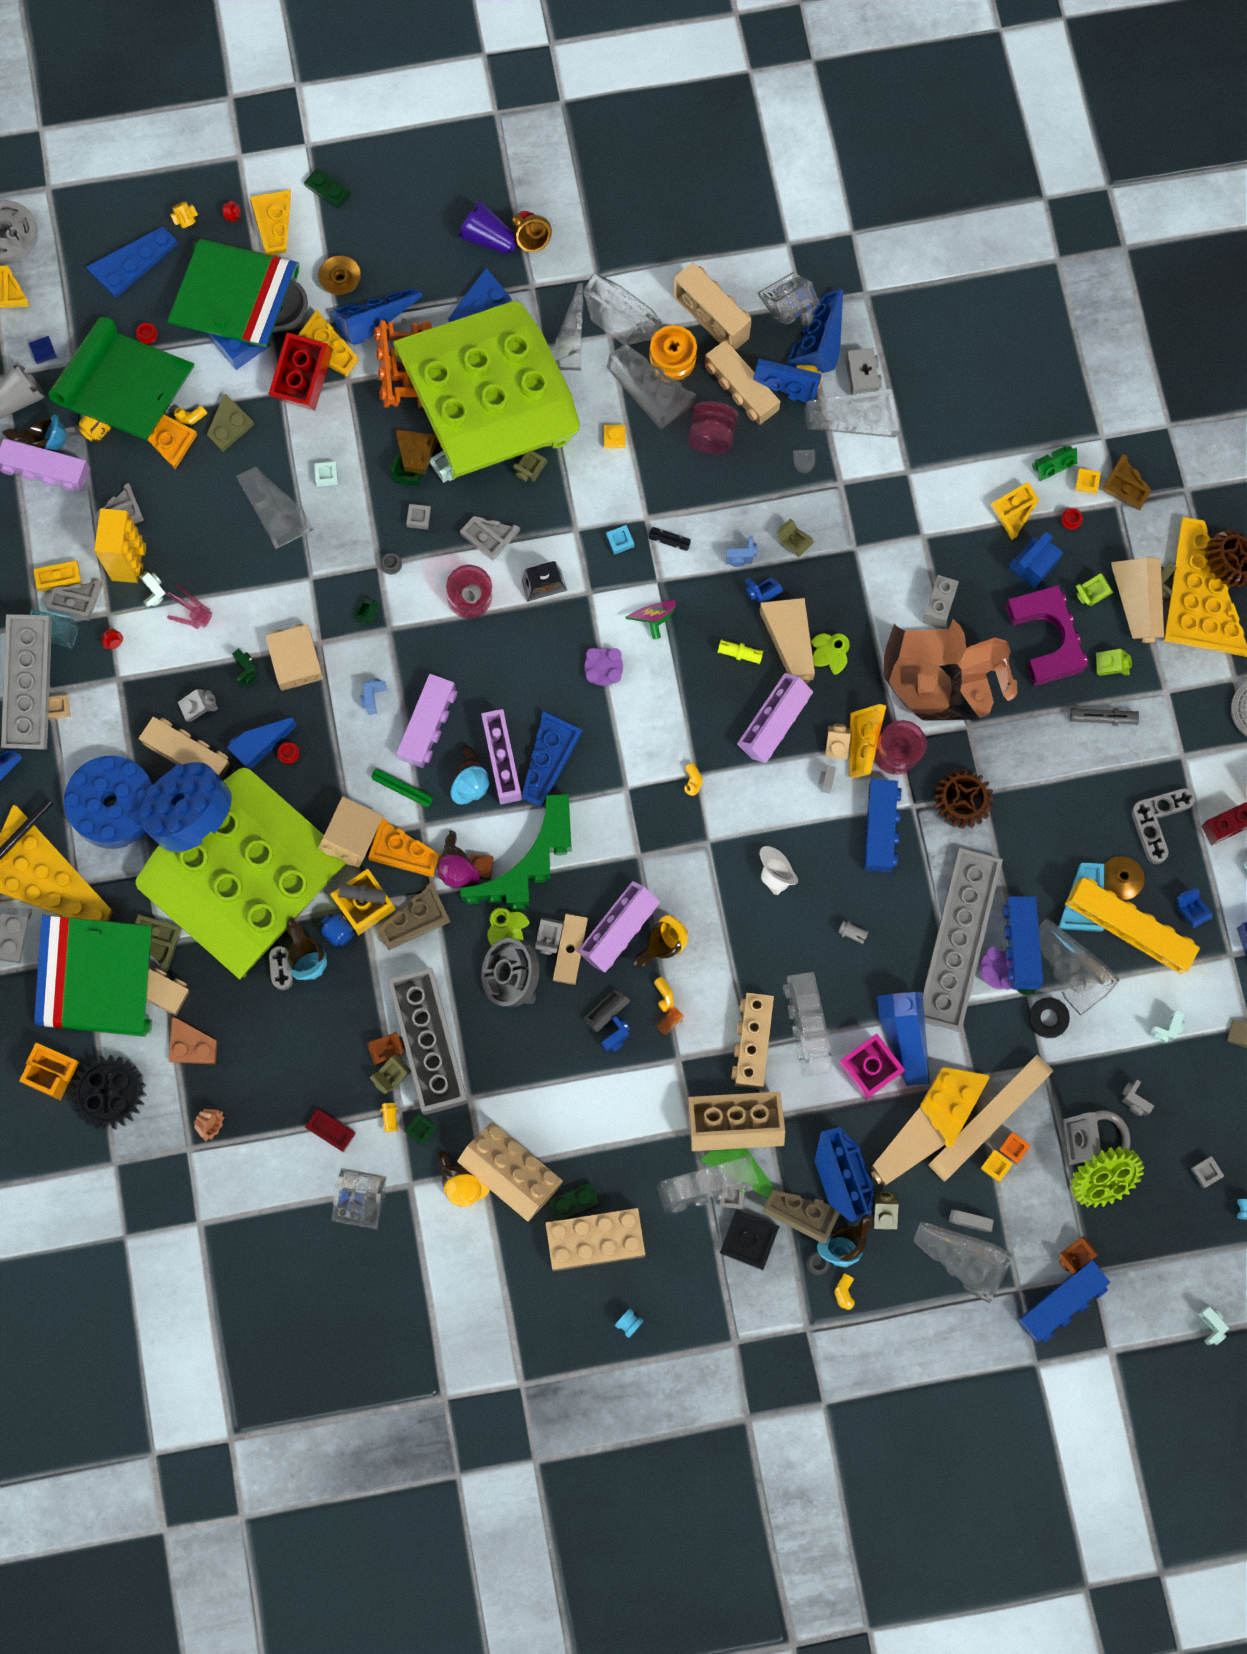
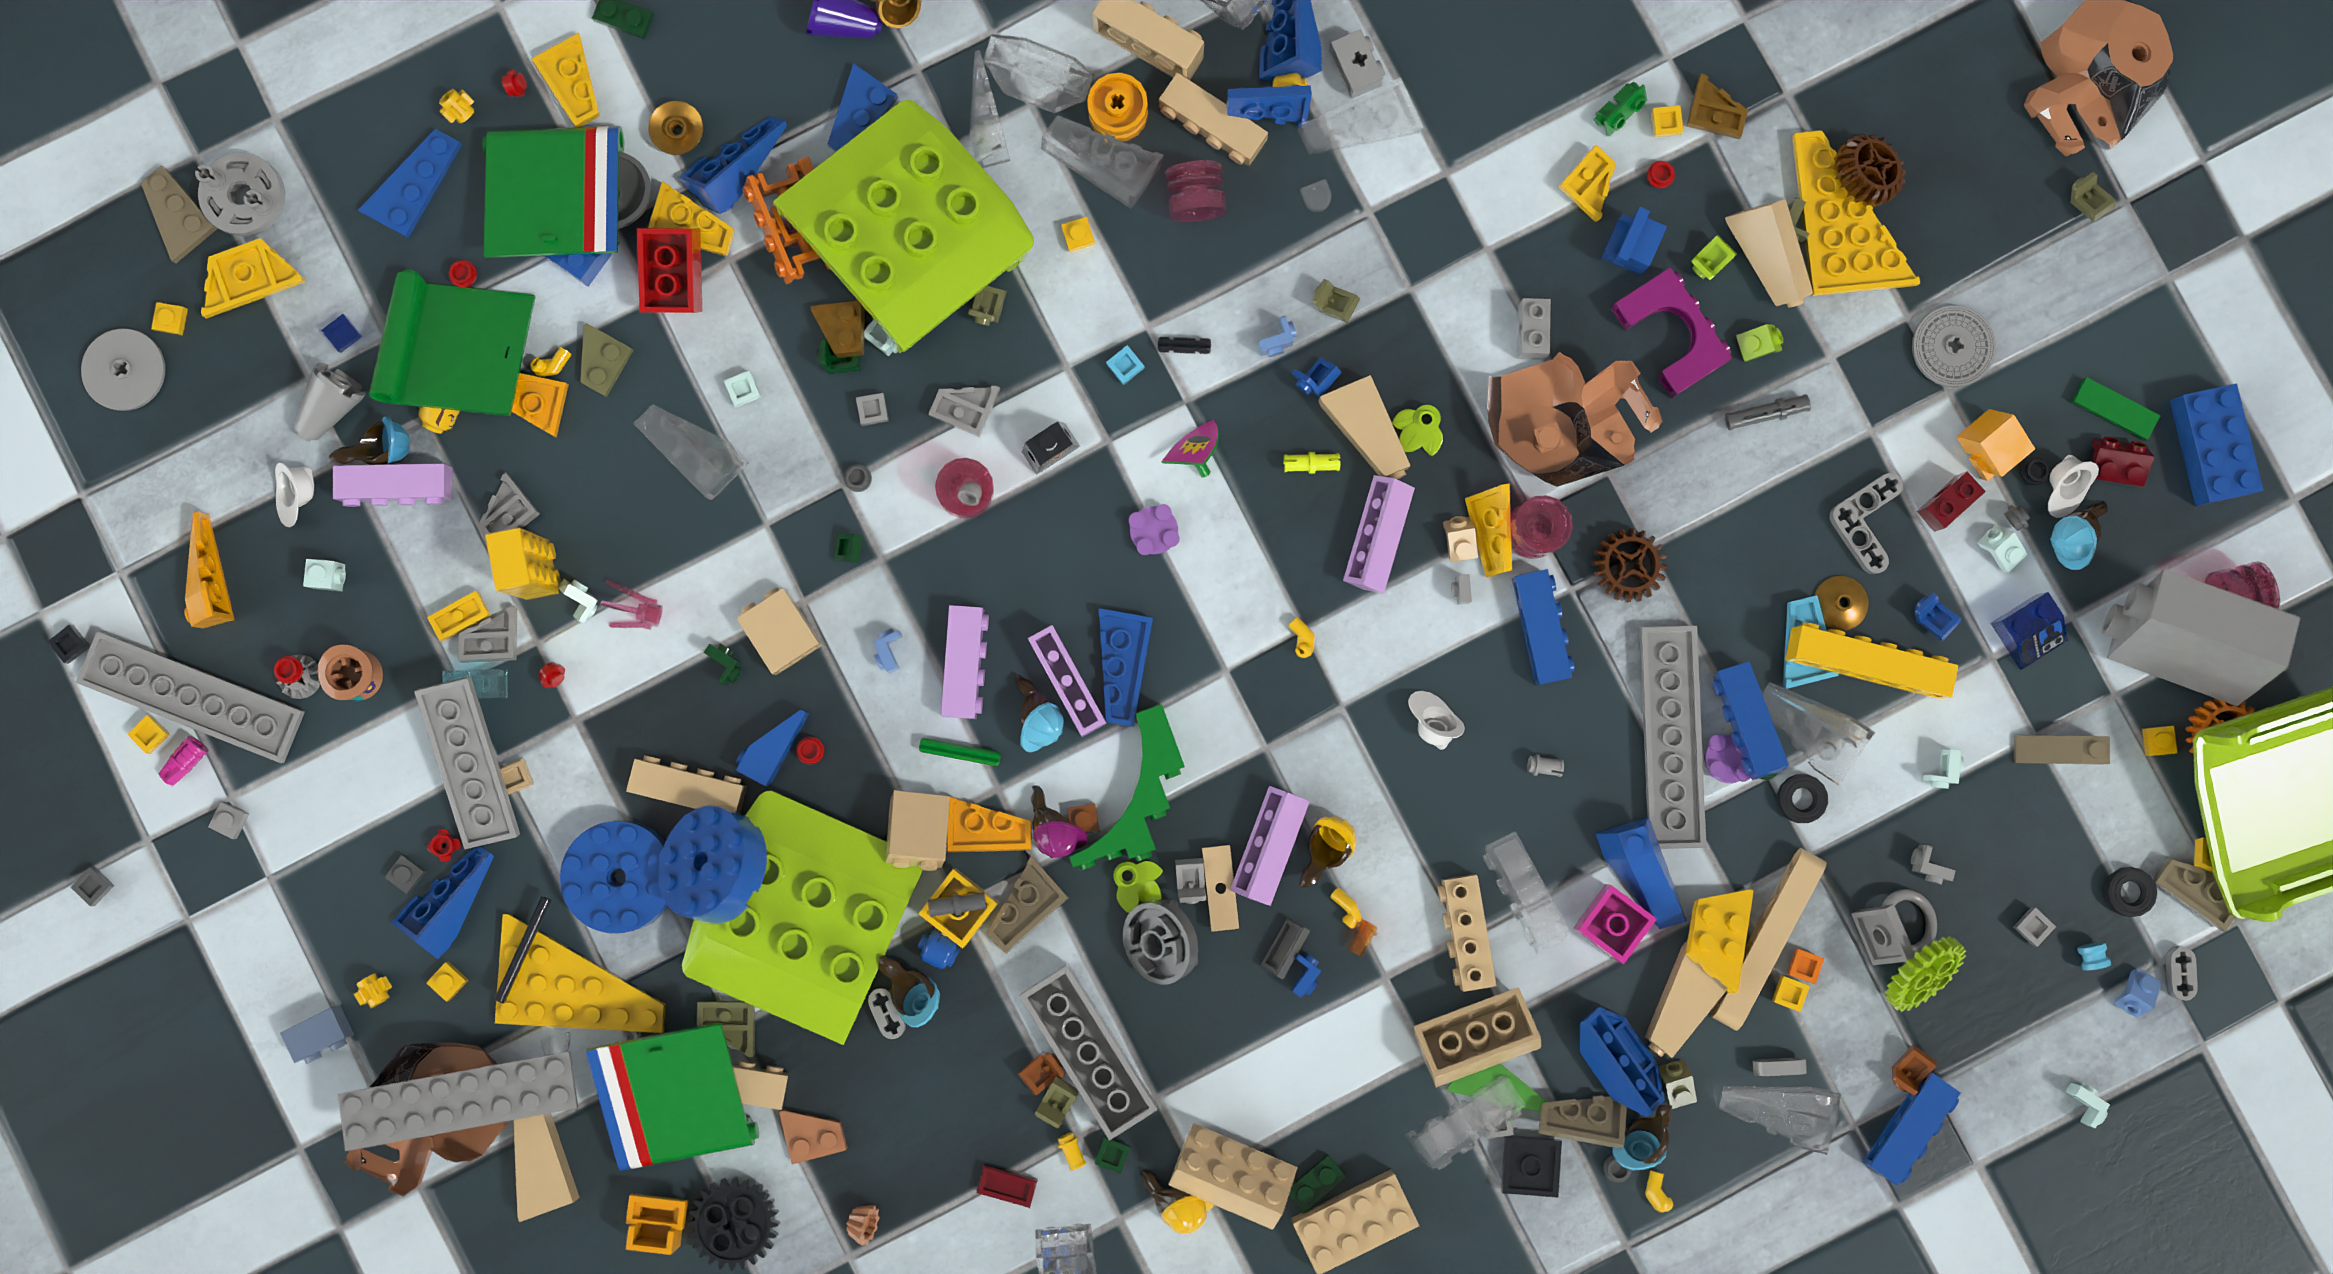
camera: 15 degrees left, 10 degrees up
(197, 704) = (682, 724): light grey bracket -> none

